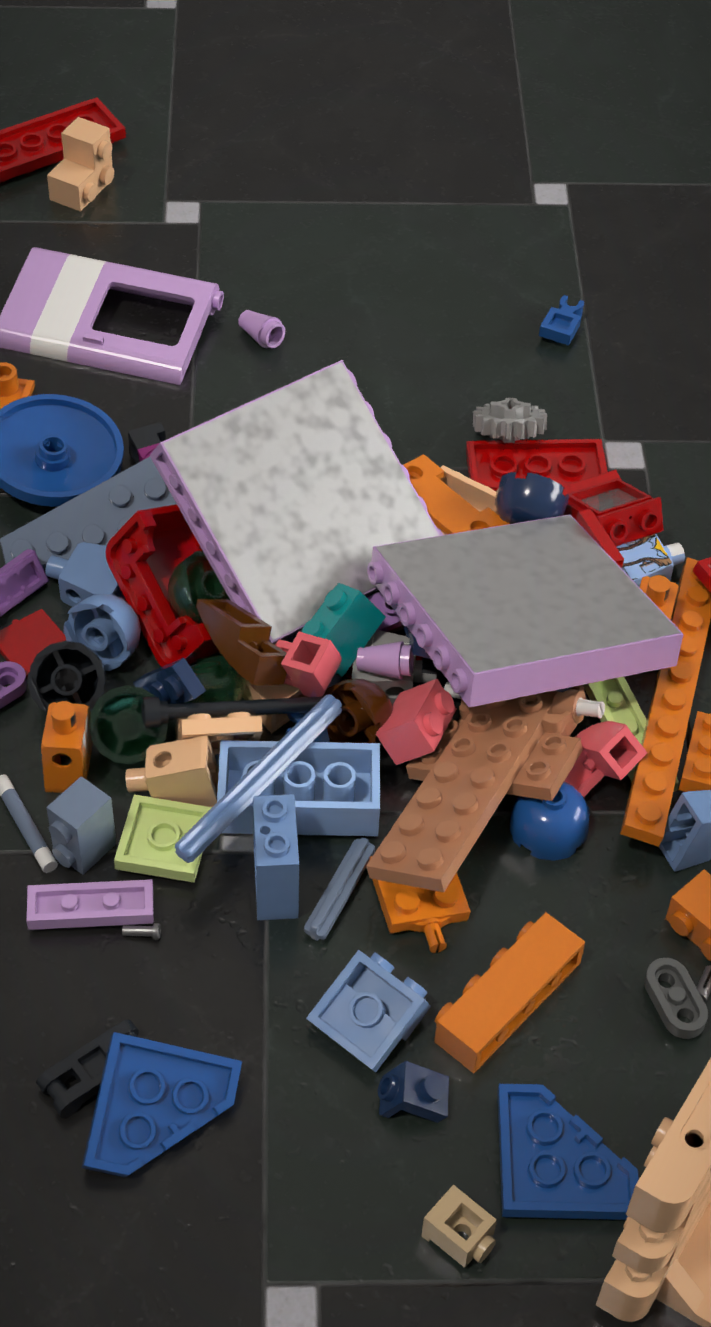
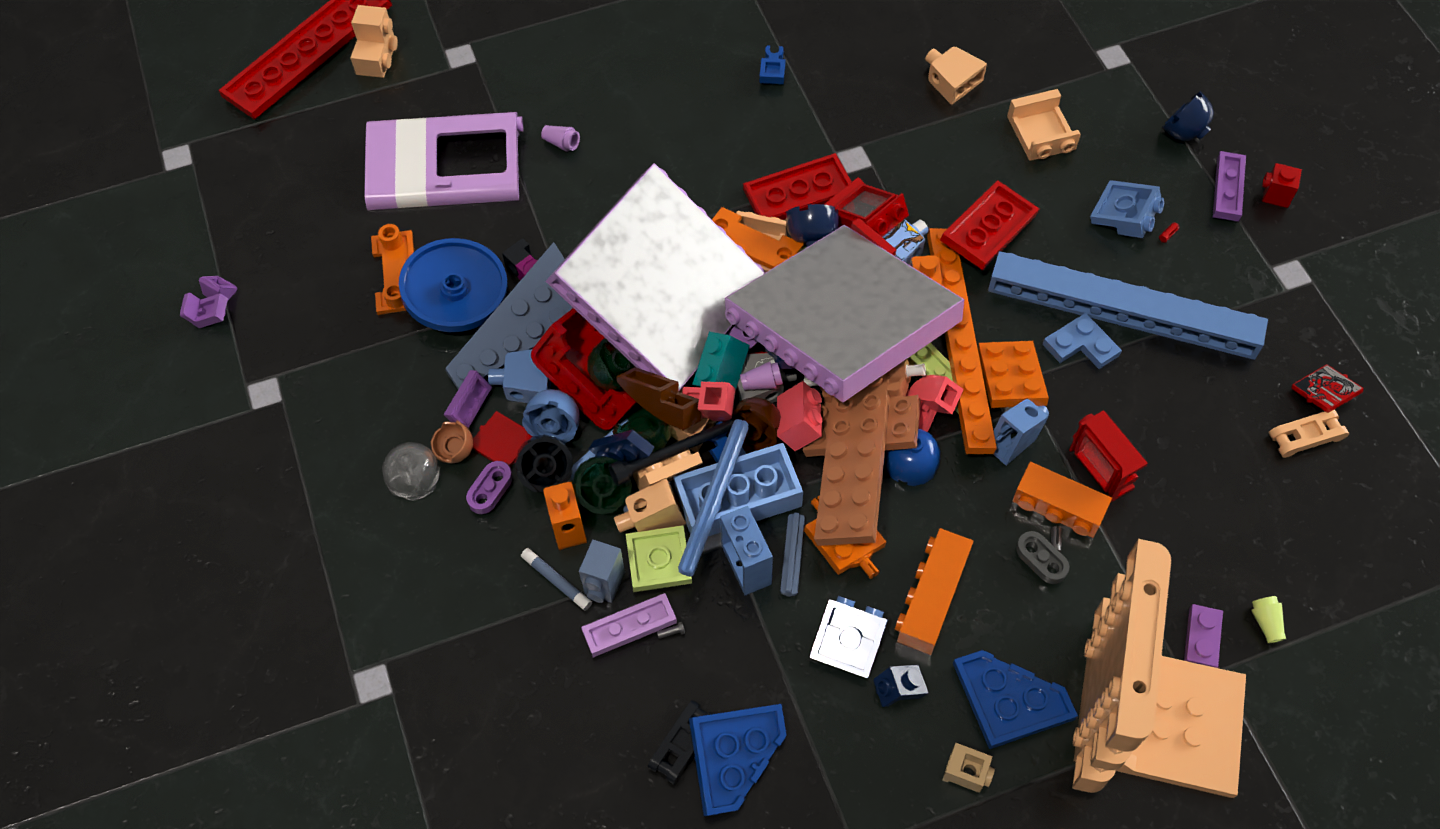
camera: 15 degrees left, 10 degrees up
(509, 420) = (768, 159): light grey gear -> none

